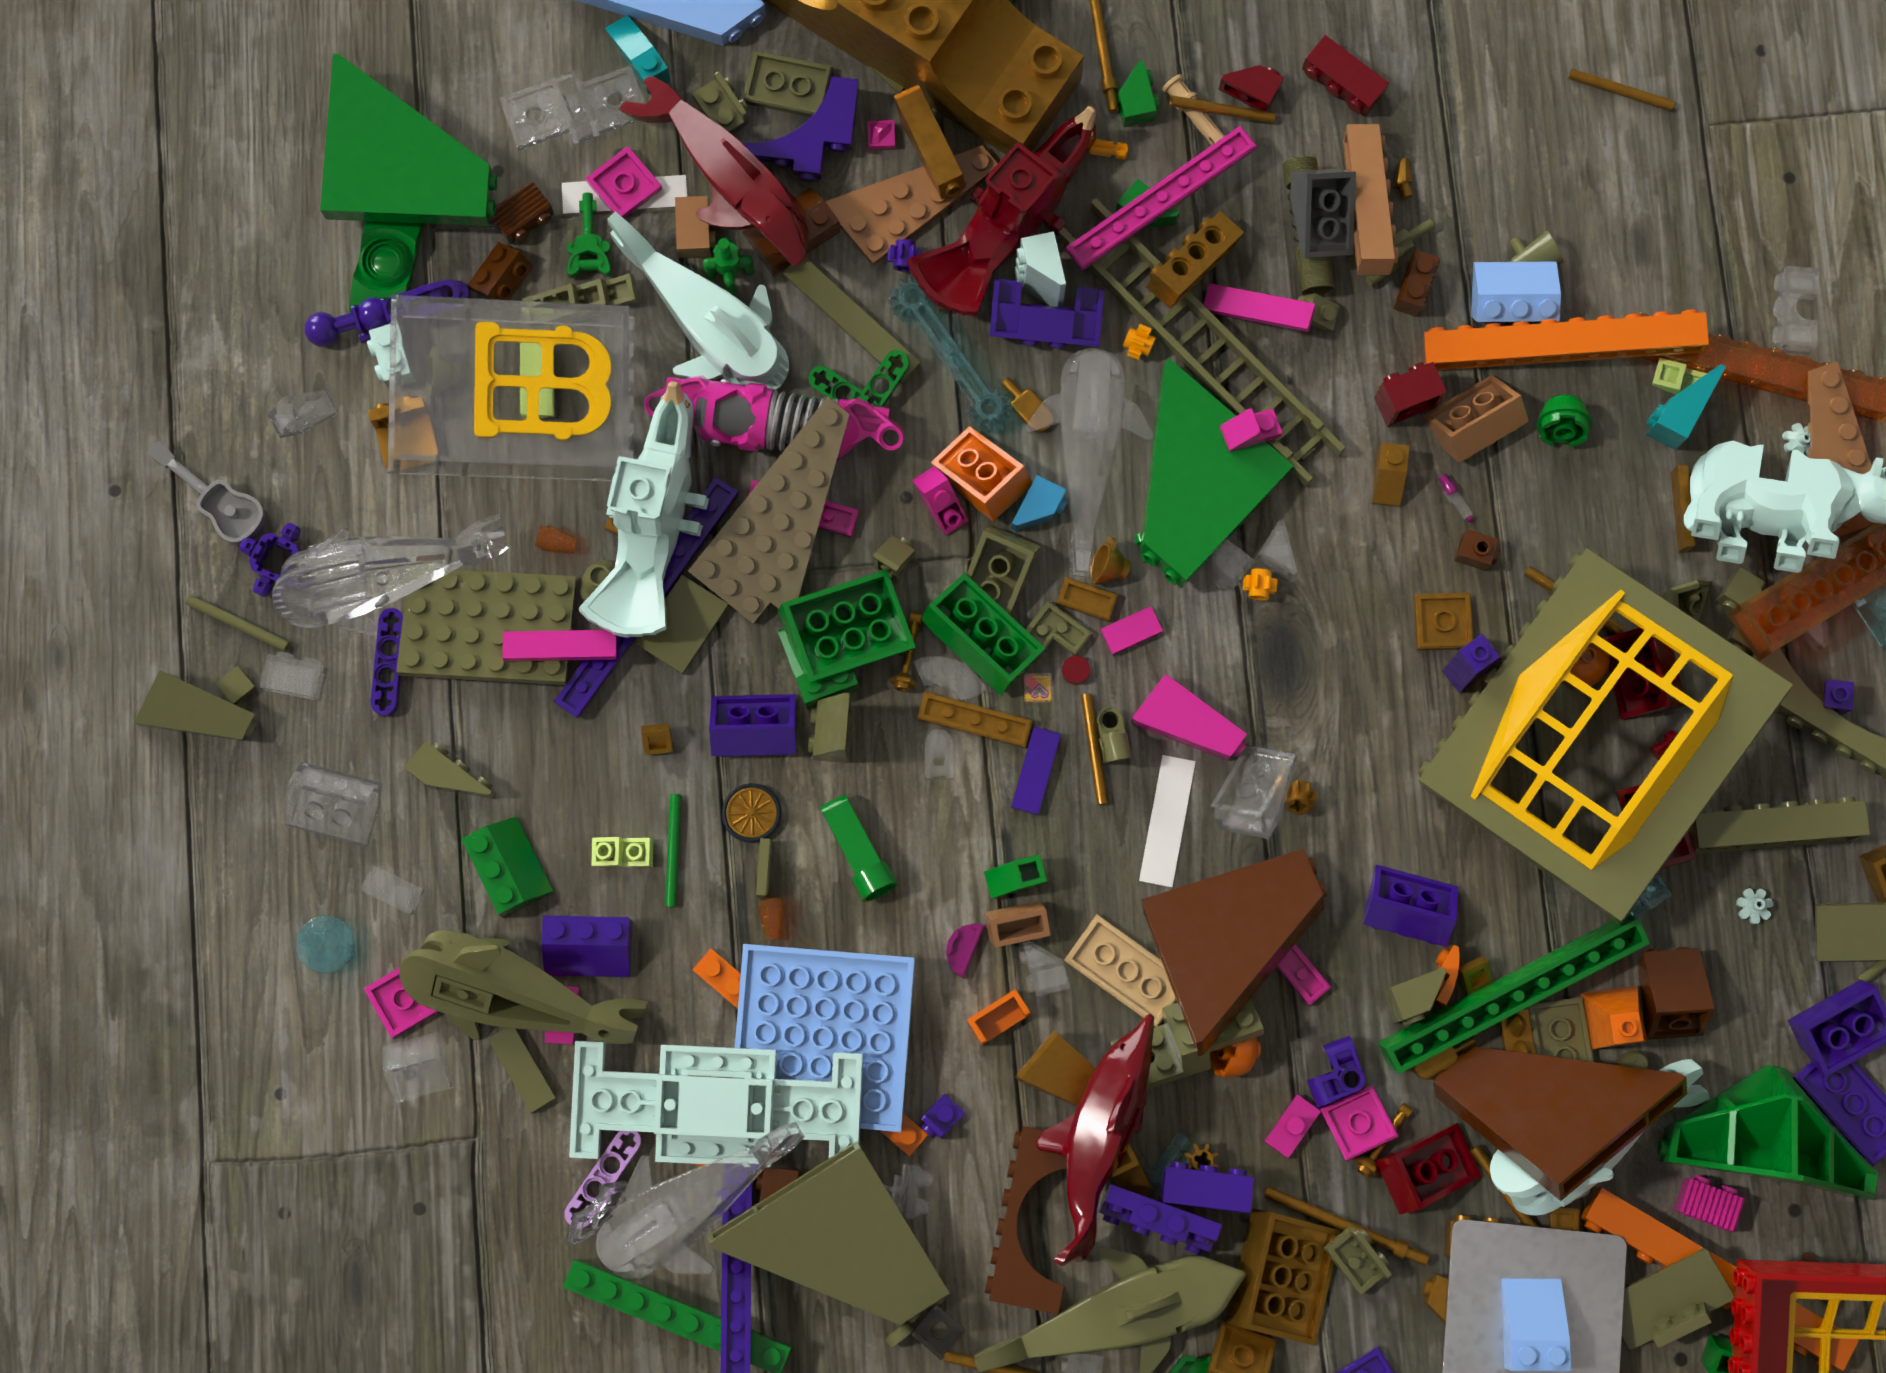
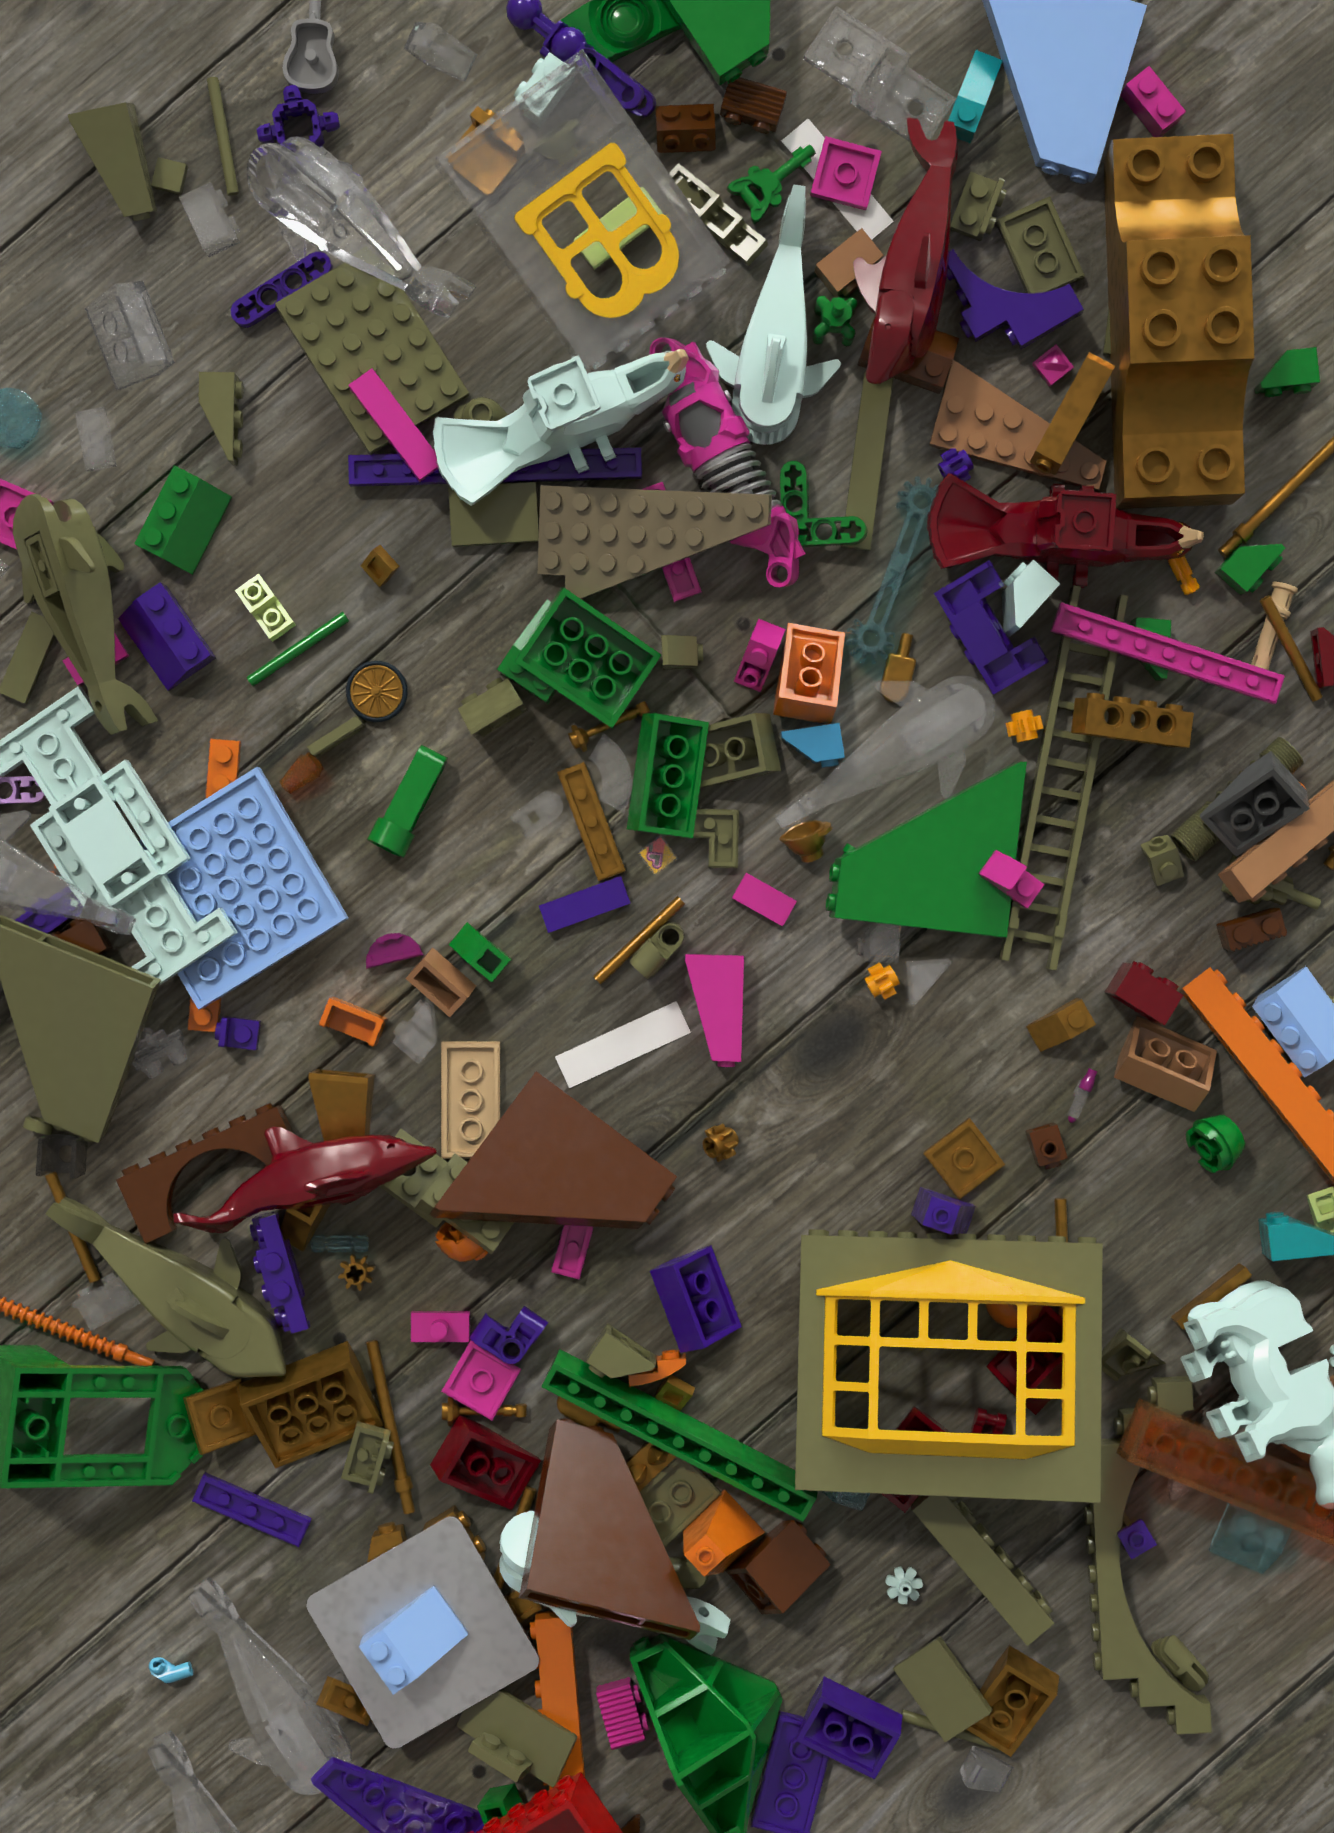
camera: 55 degrees right, 10 degrees up
(555, 540) = (487, 352): clear orange cone -> none
(753, 725) = (450, 638): dark purple slope -> none
(1075, 670) = (696, 876): dark red tile -> none
(1086, 599) = (764, 842): pearl gold tile -> none
(1206, 1188) = (331, 1294): dark purple slope -> none
(1254, 792) = (696, 1102): clear slope -> none
(1259, 307) = (1130, 808): dark pink tile -> none

